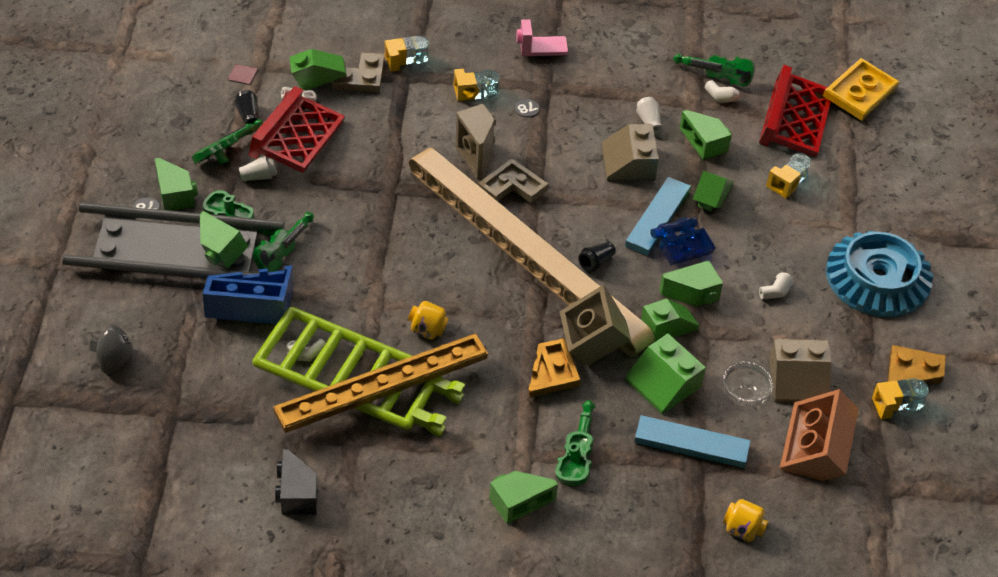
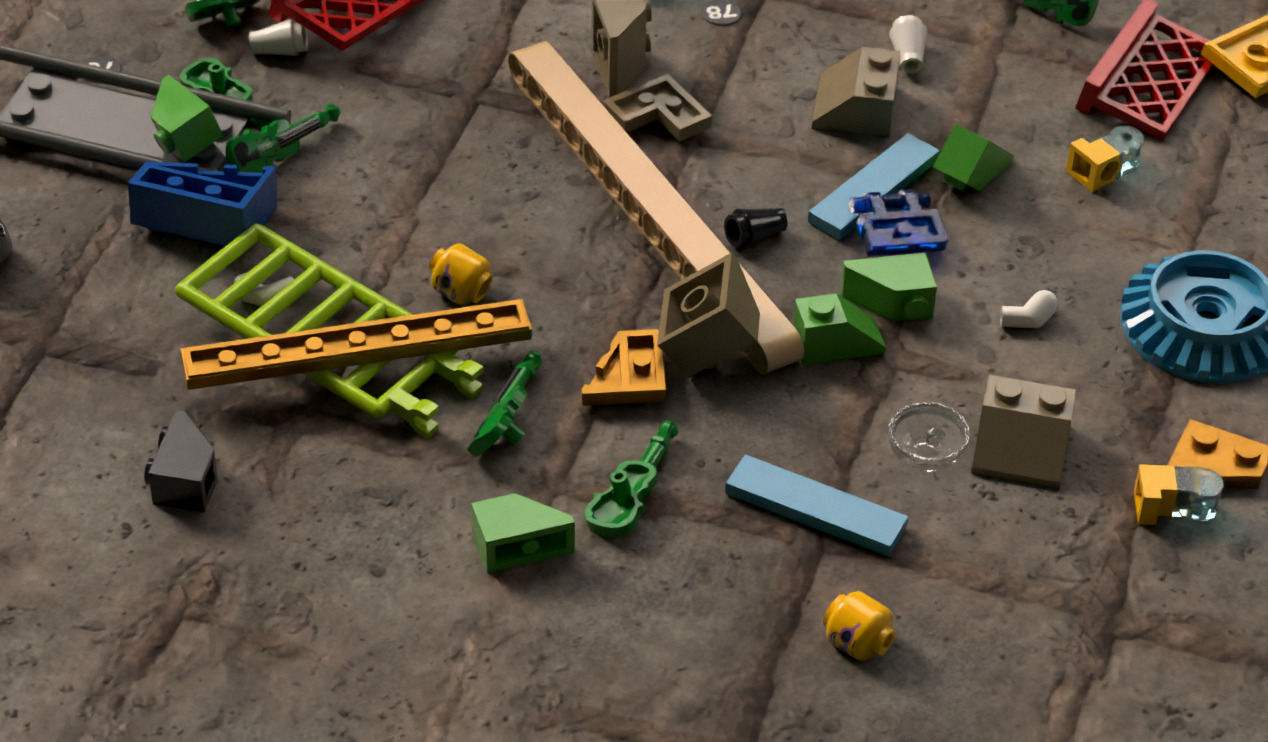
camera: 15 degrees right, 5 degrees down
(175, 186) = (147, 43): bright green slope -> none
(485, 419) = (501, 416): none -> green piece
(666, 374) = (805, 403): bright green slope -> none
(705, 134) = (989, 82): bright green slope -> none
(722, 94) = (1038, 31): white arm -> none
(820, 436) = (1025, 528): nougat slope -> none

